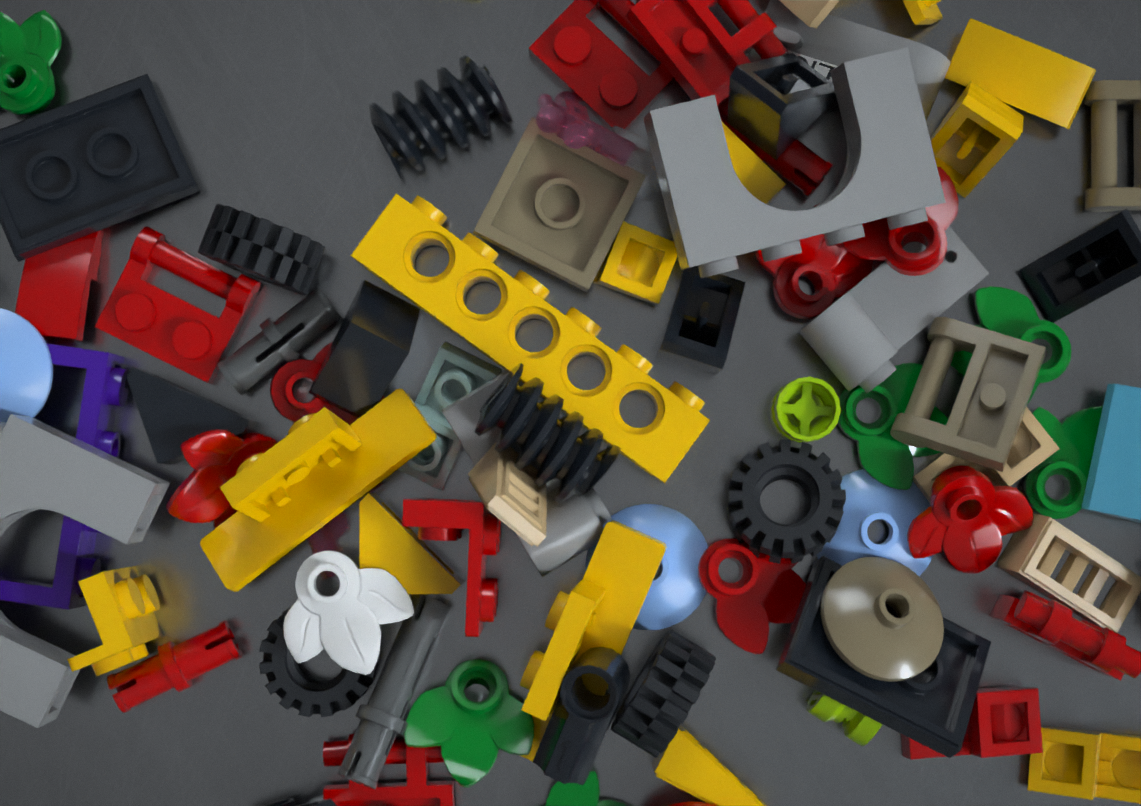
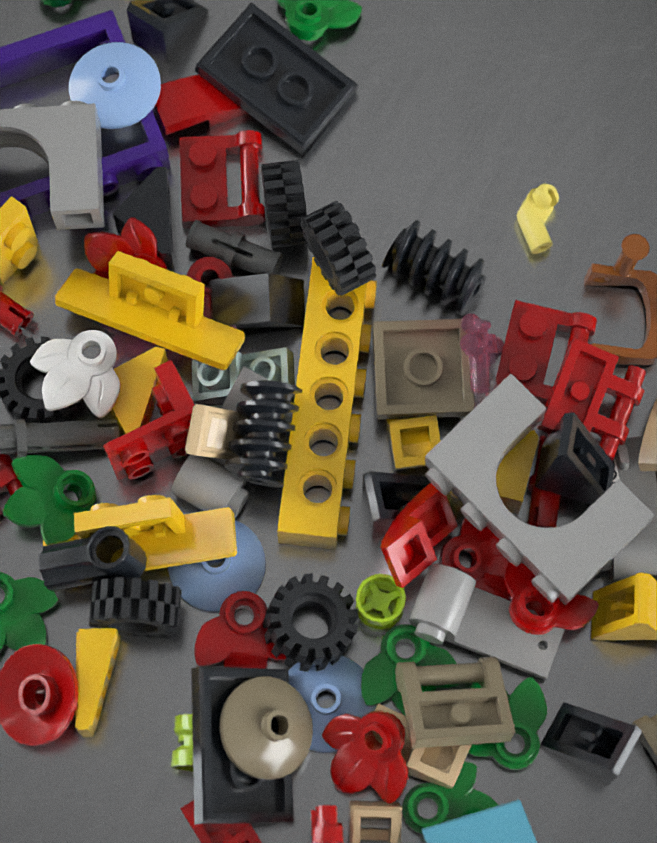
camera: 60 degrees right, 15 degrees down
(371, 221) = (338, 248): none -> black tyre
(766, 342) = (414, 534): none -> red slope

